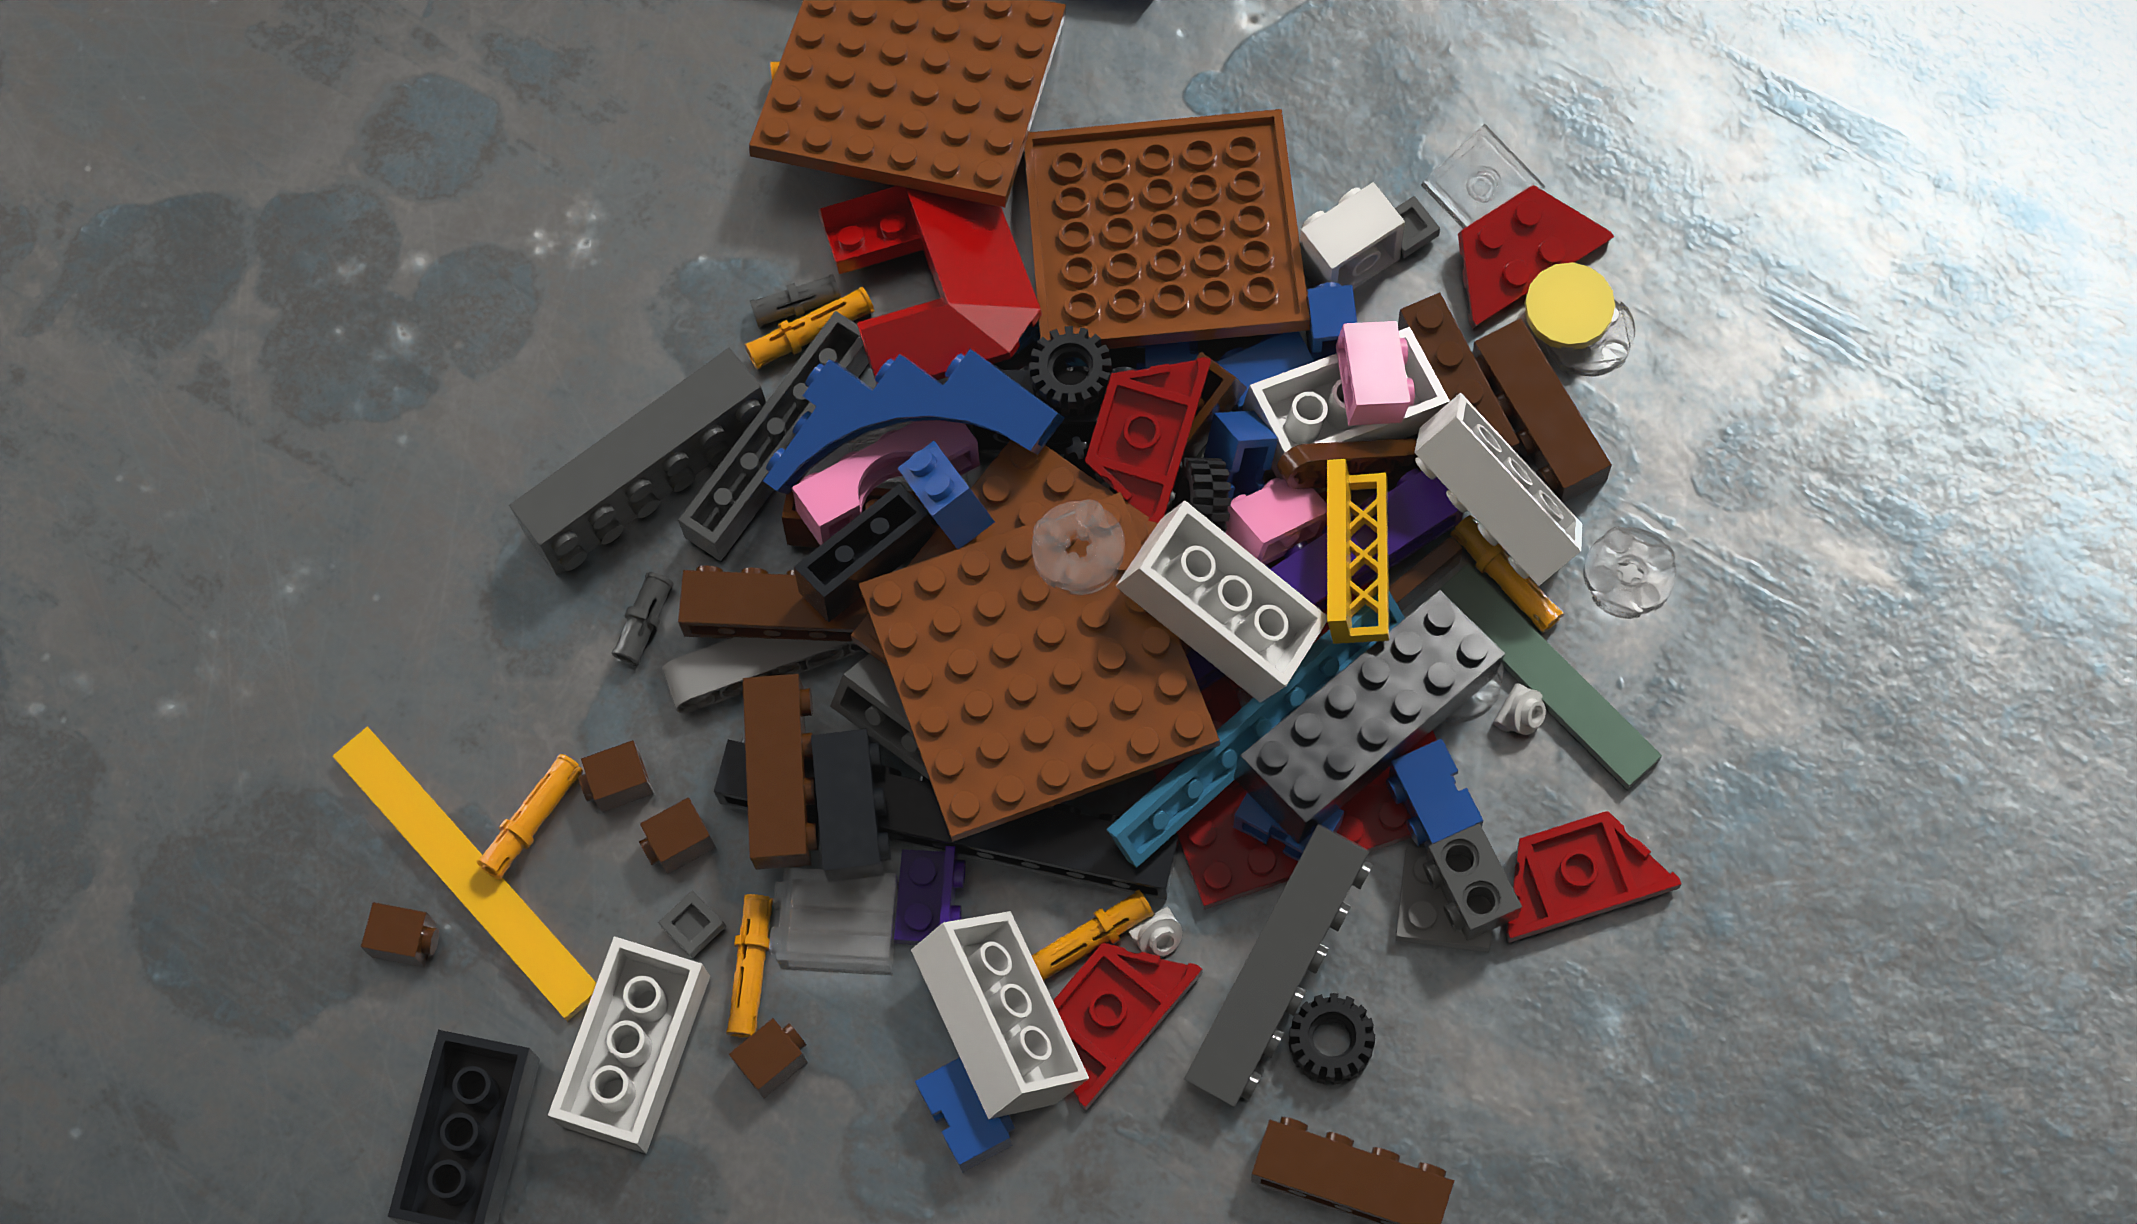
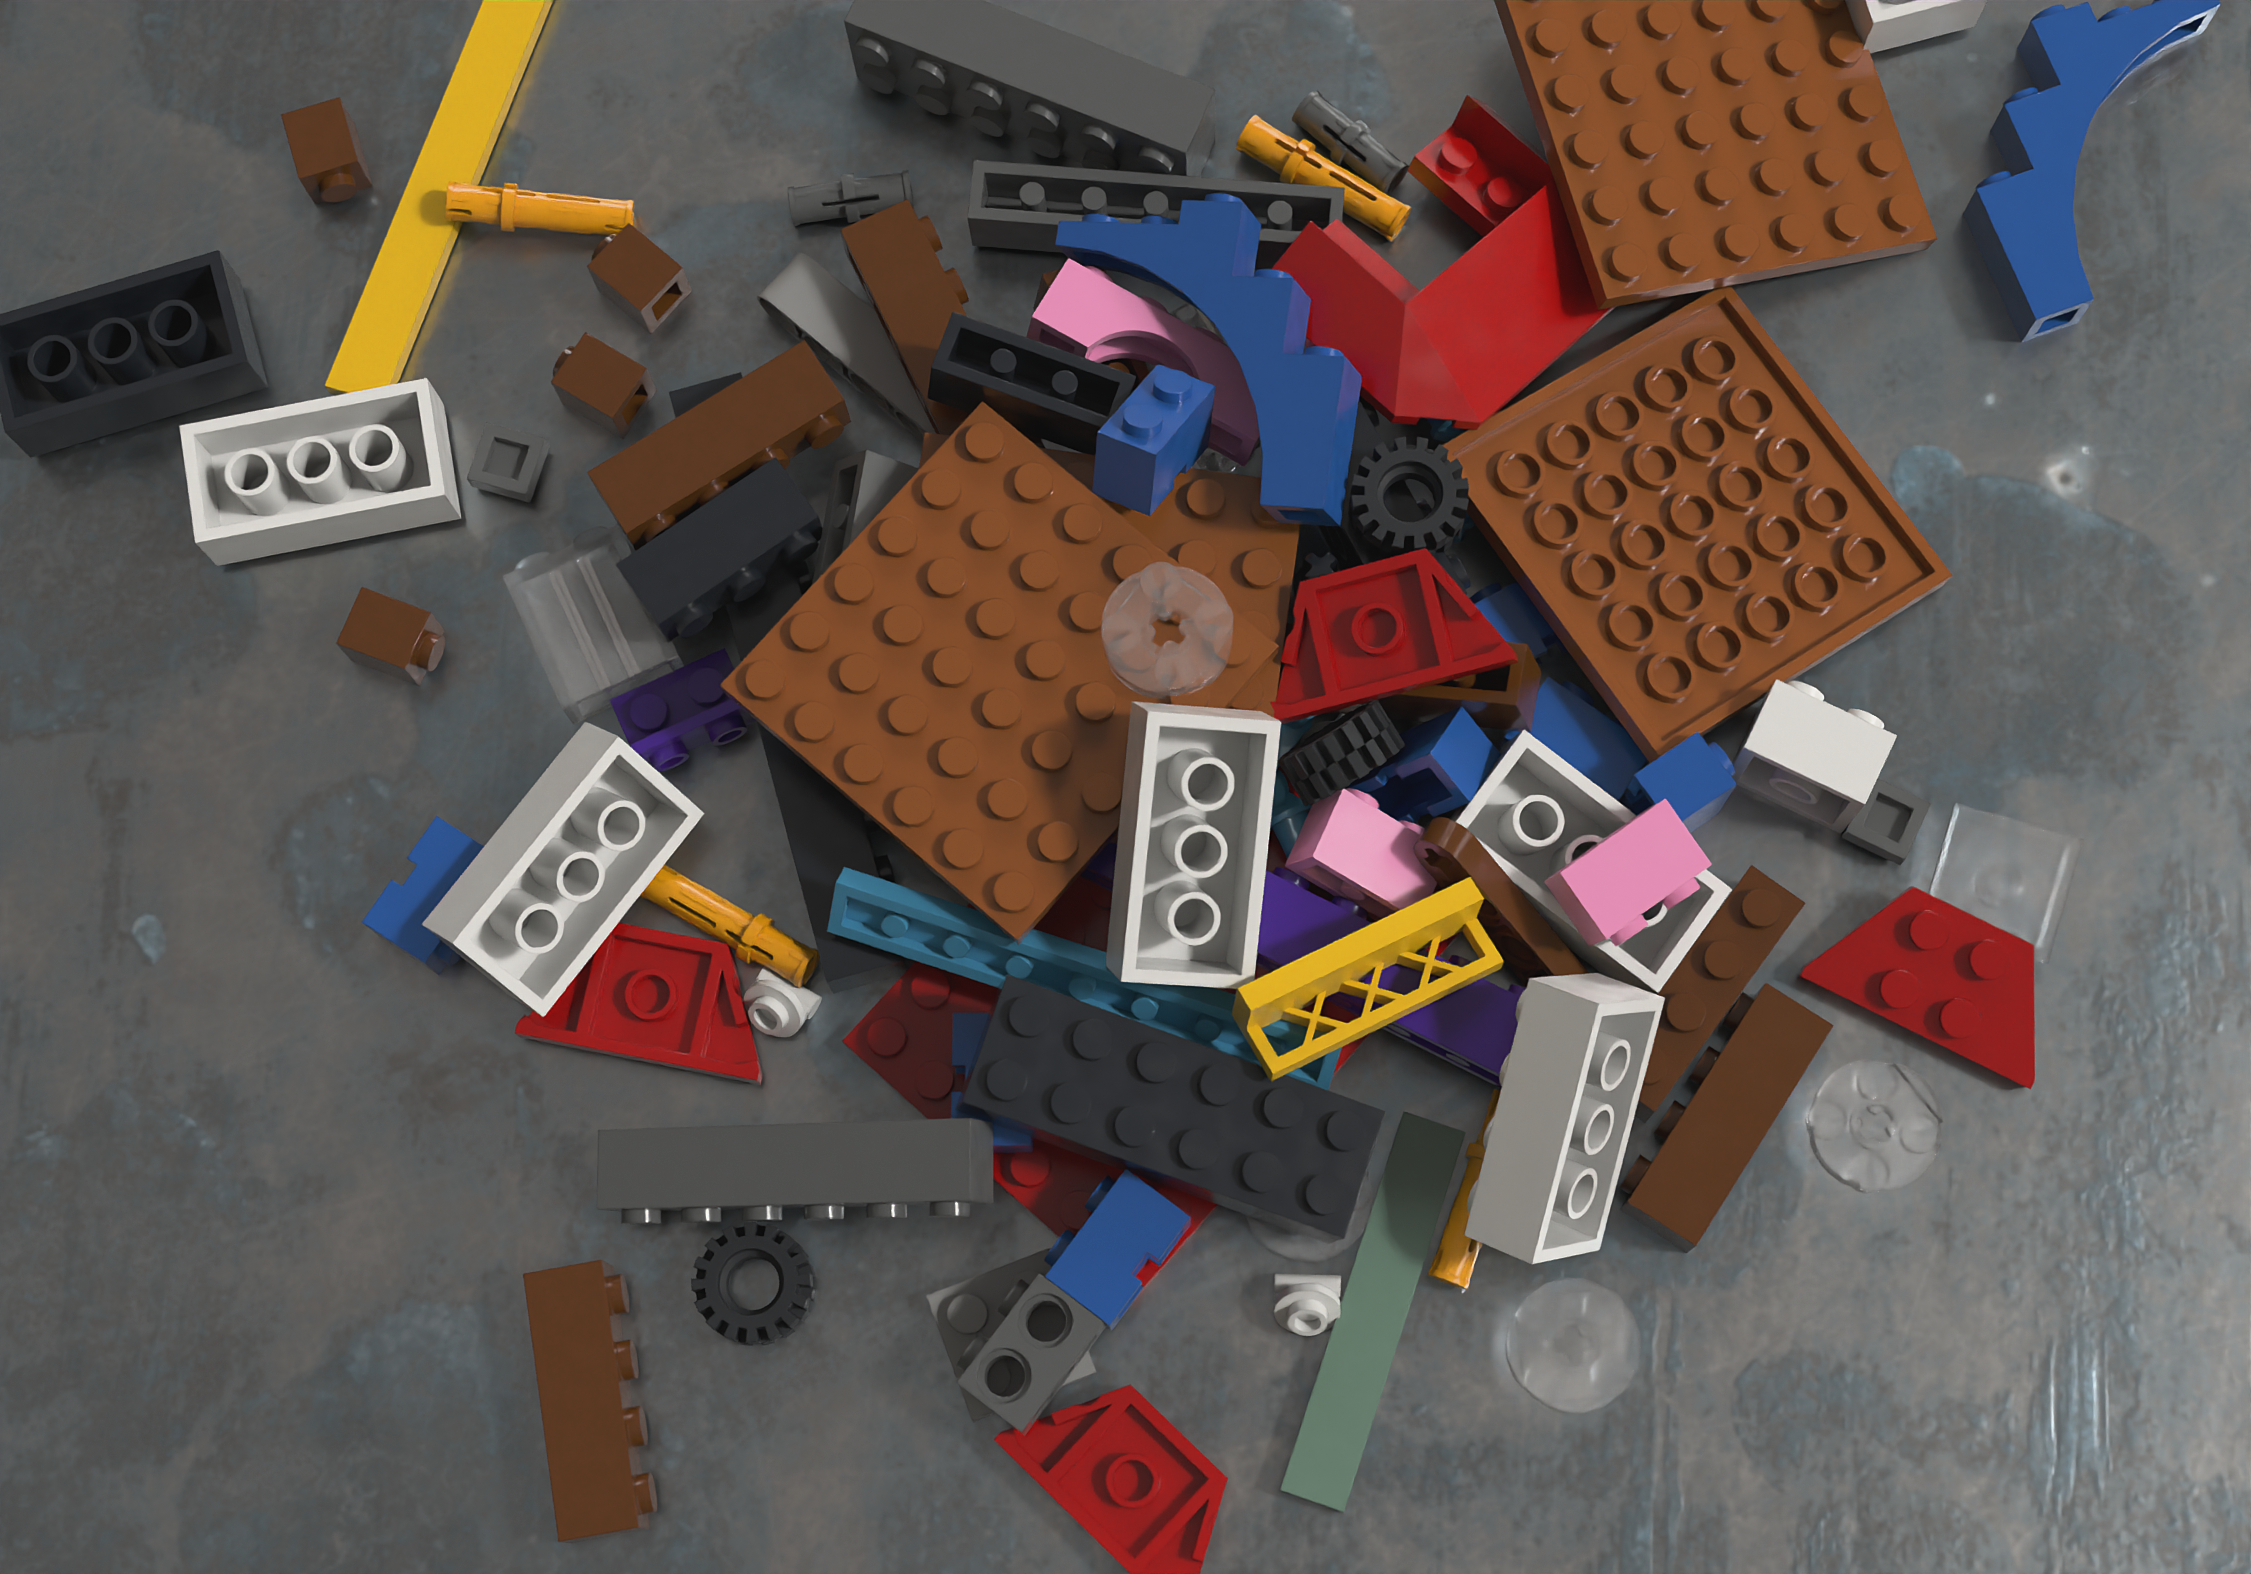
camera: 60 degrees right, 5 degrees up
(751, 954) = (491, 555): light orange pin -> none
(1426, 573) = (1413, 1083): reddish brown tile -> none
(1569, 306) = (1890, 1080): light yellow tile -> none

